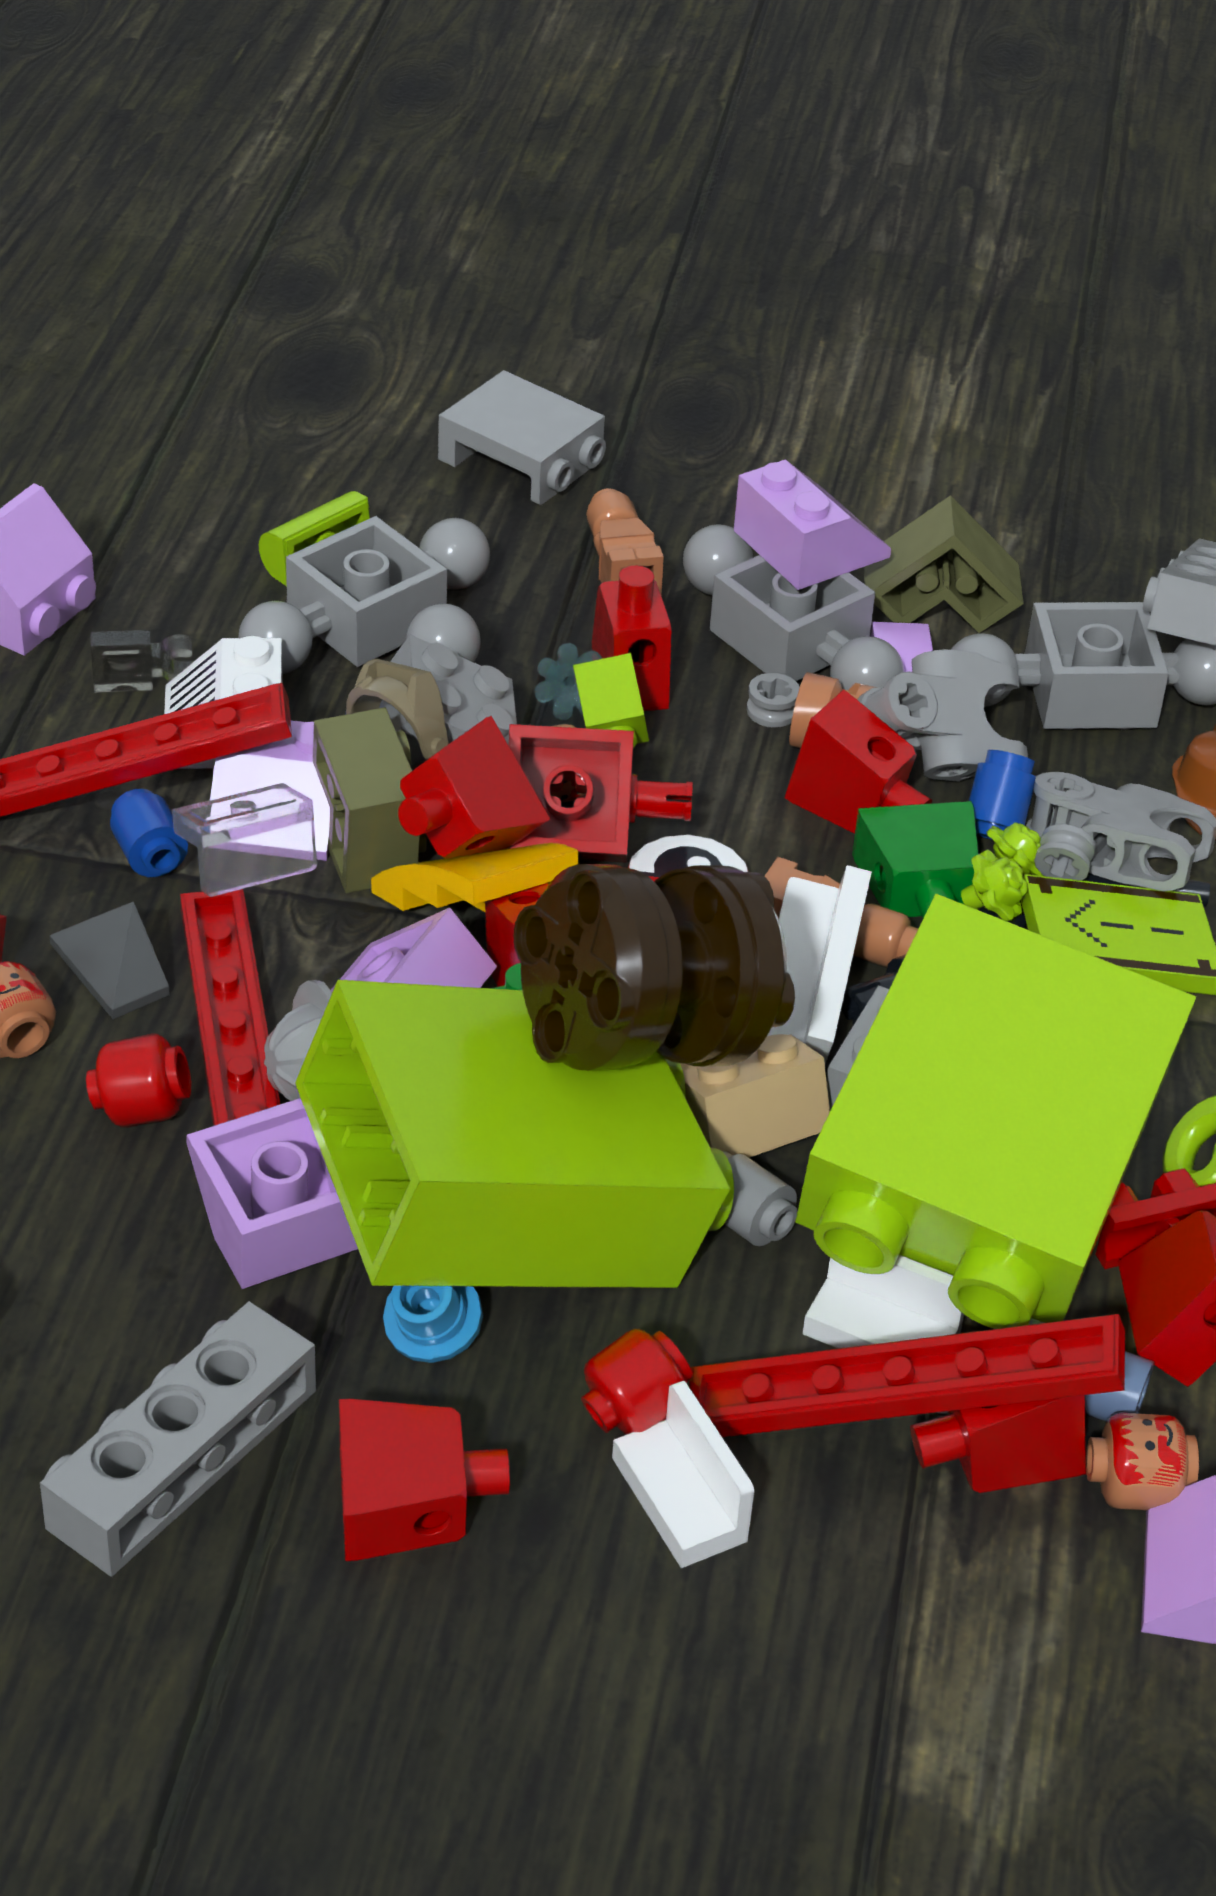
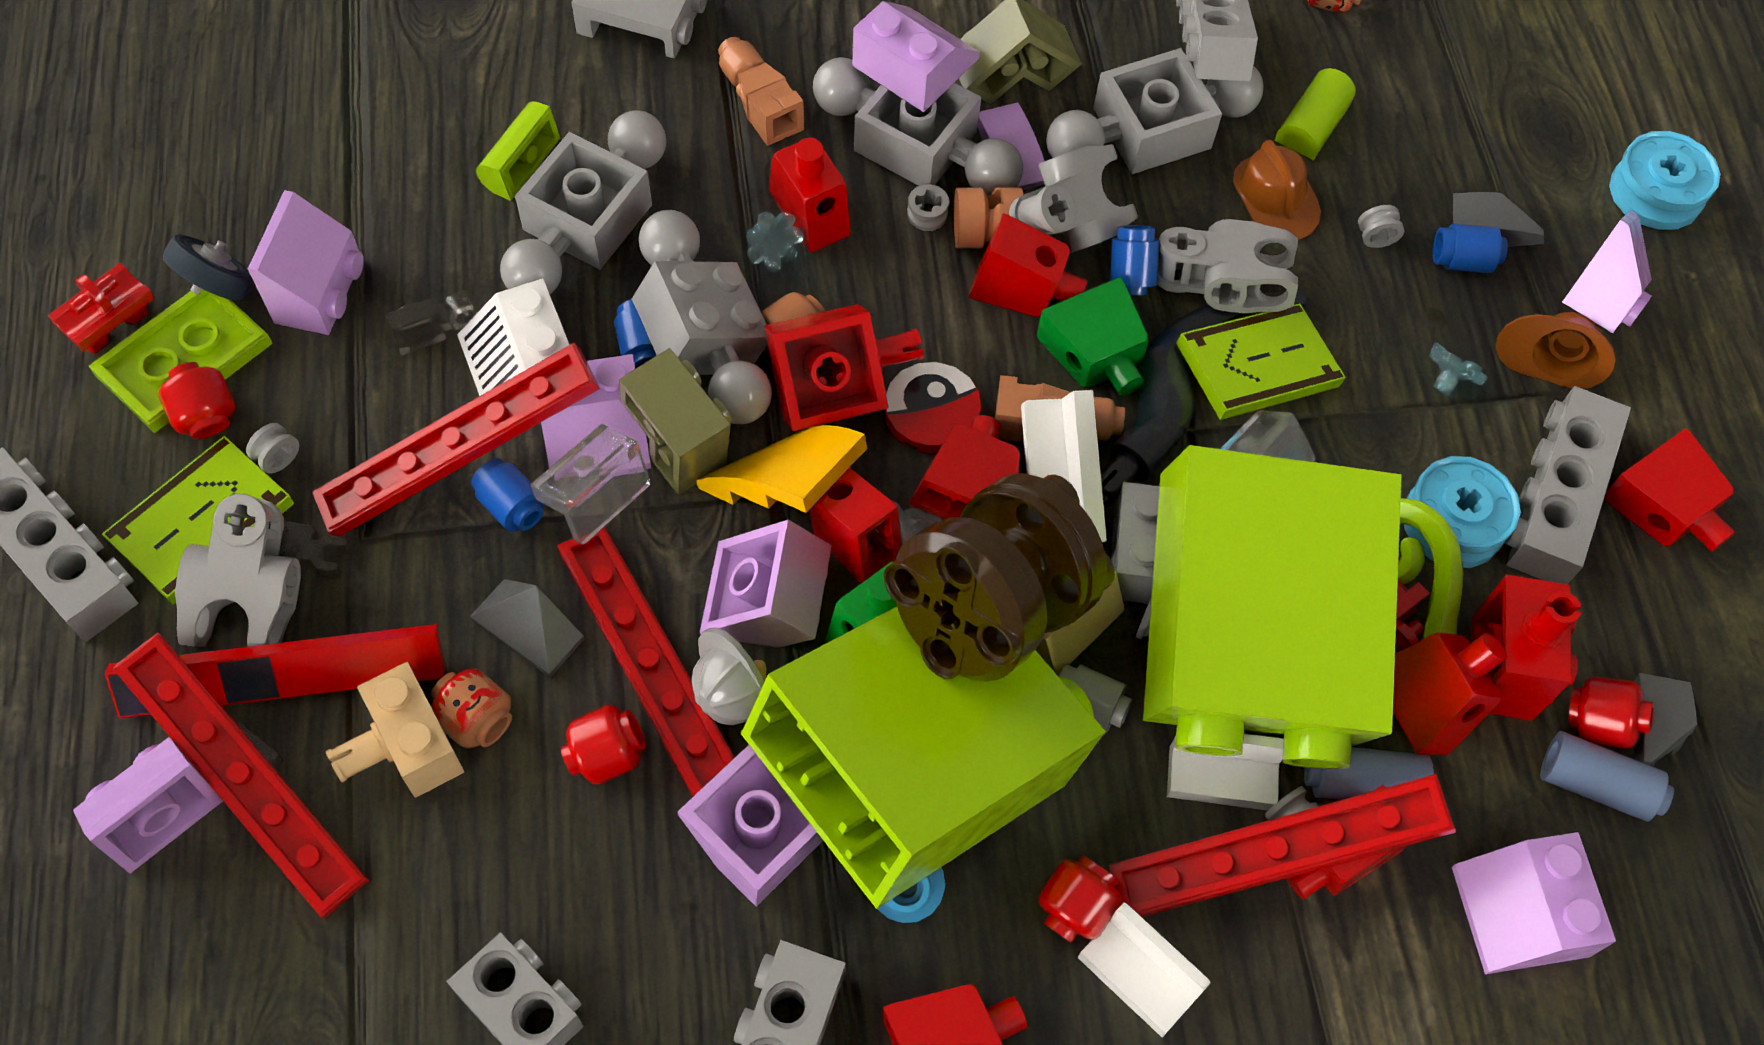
camera: 20 degrees left, 20 degrees up
(408, 691) = (660, 321): dark tan helmet -> none
(471, 796) = (765, 411): red torso -> none
(611, 696) = (818, 259): lime brick -> none
(996, 885) = (1167, 352): lime plant -> none
(1017, 844) = (1162, 307): lime plant -> none
(1065, 852) = (1205, 306): light grey bush -> none
(1142, 1460) = (1453, 851): nougat head -> none

